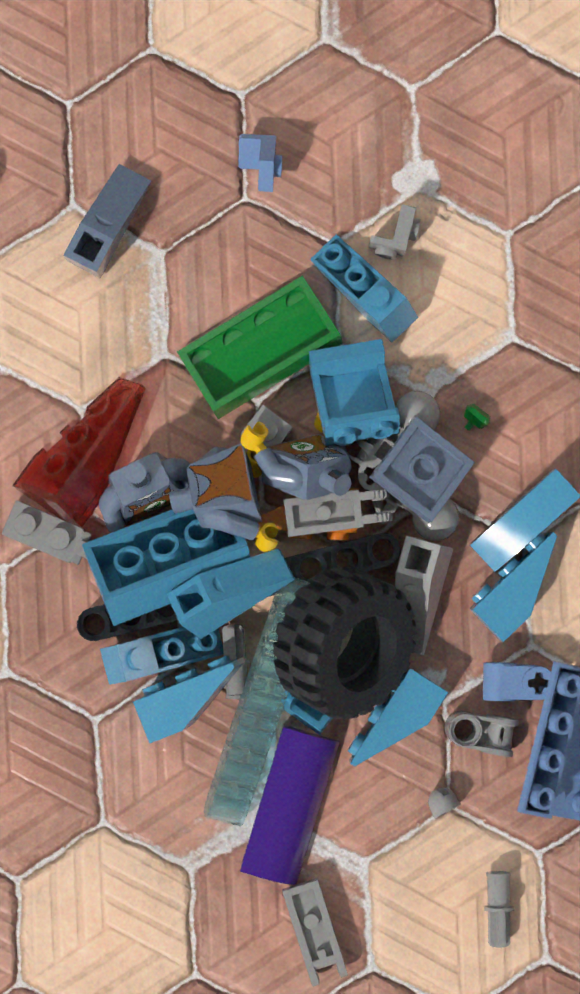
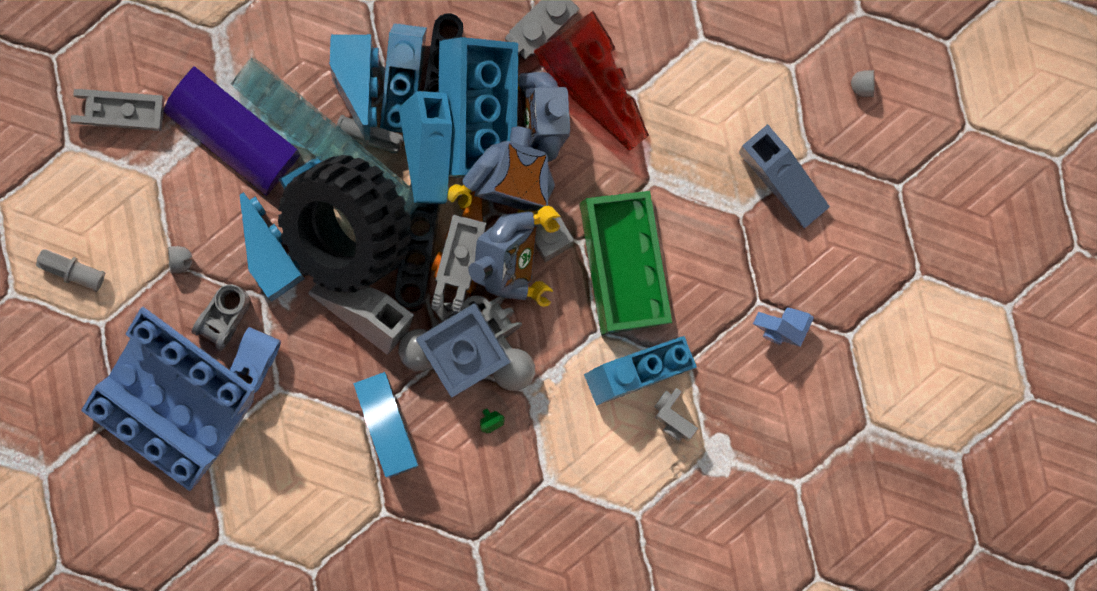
camera: 110 degrees right, 5 degrees down
(353, 392) = (552, 321): dark azure panel -> none
(512, 598) = (323, 384): dark azure slope -> none

